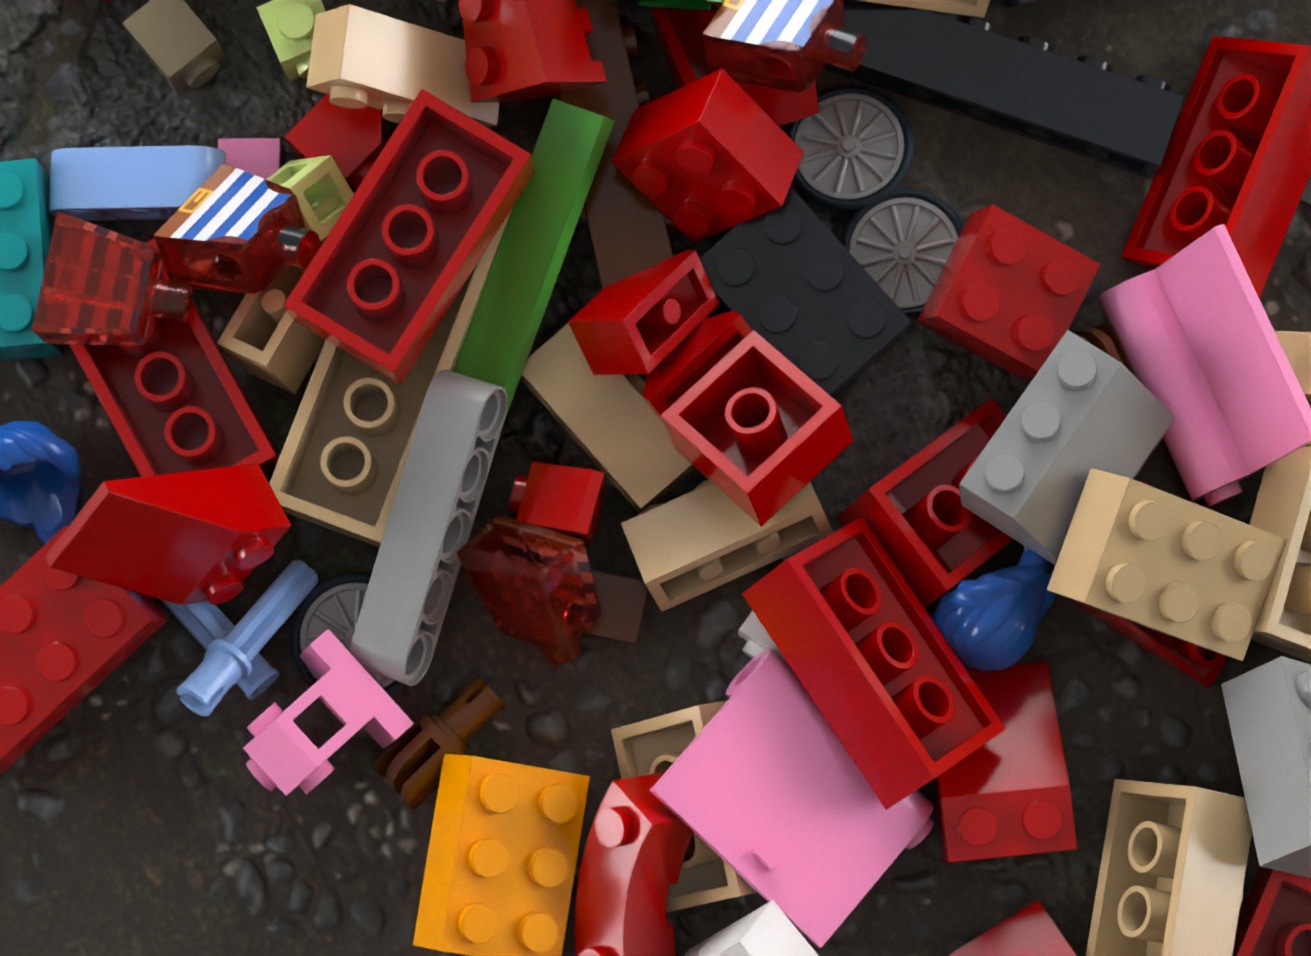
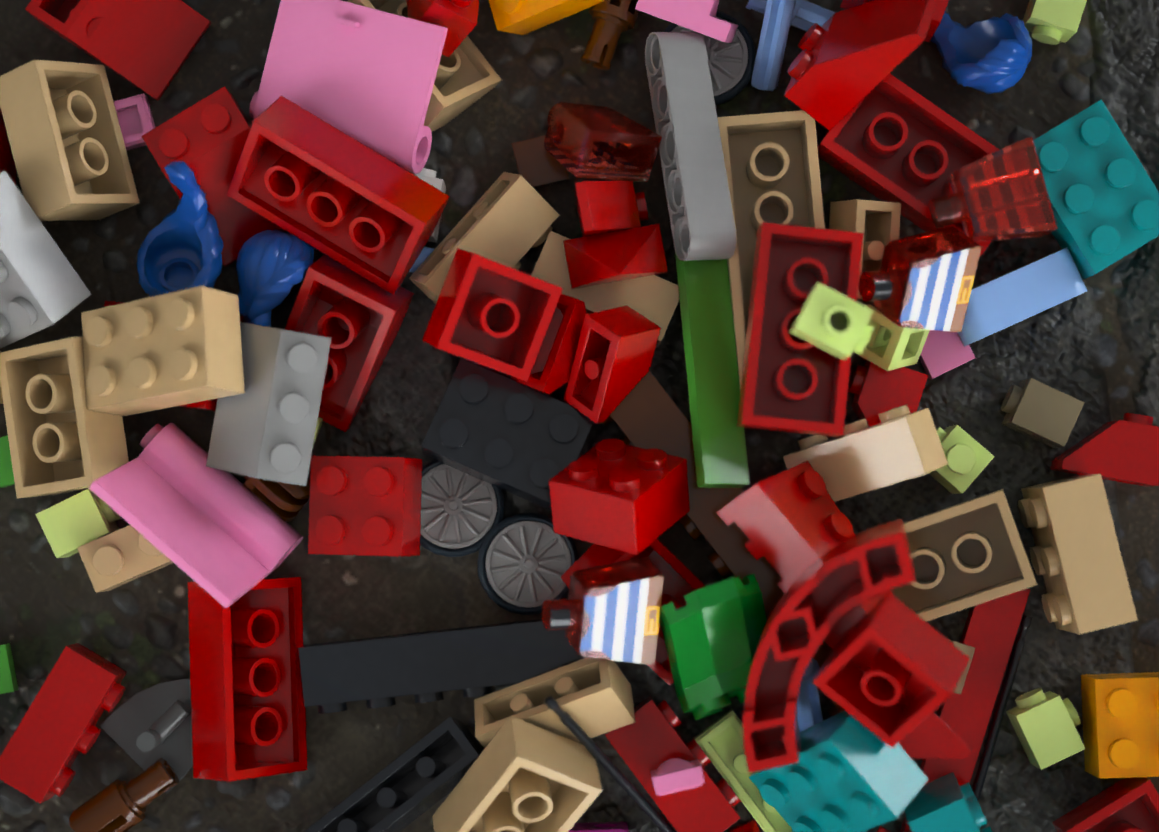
camera: 155 degrees right, 5 degrees up
(371, 211) = (833, 322): none -> yellowish green brick
(579, 436) = (615, 256): none -> red slope
(1074, 887) = (134, 119): none -> bright pink tile
(1089, 691) = (185, 245): none -> blue hair

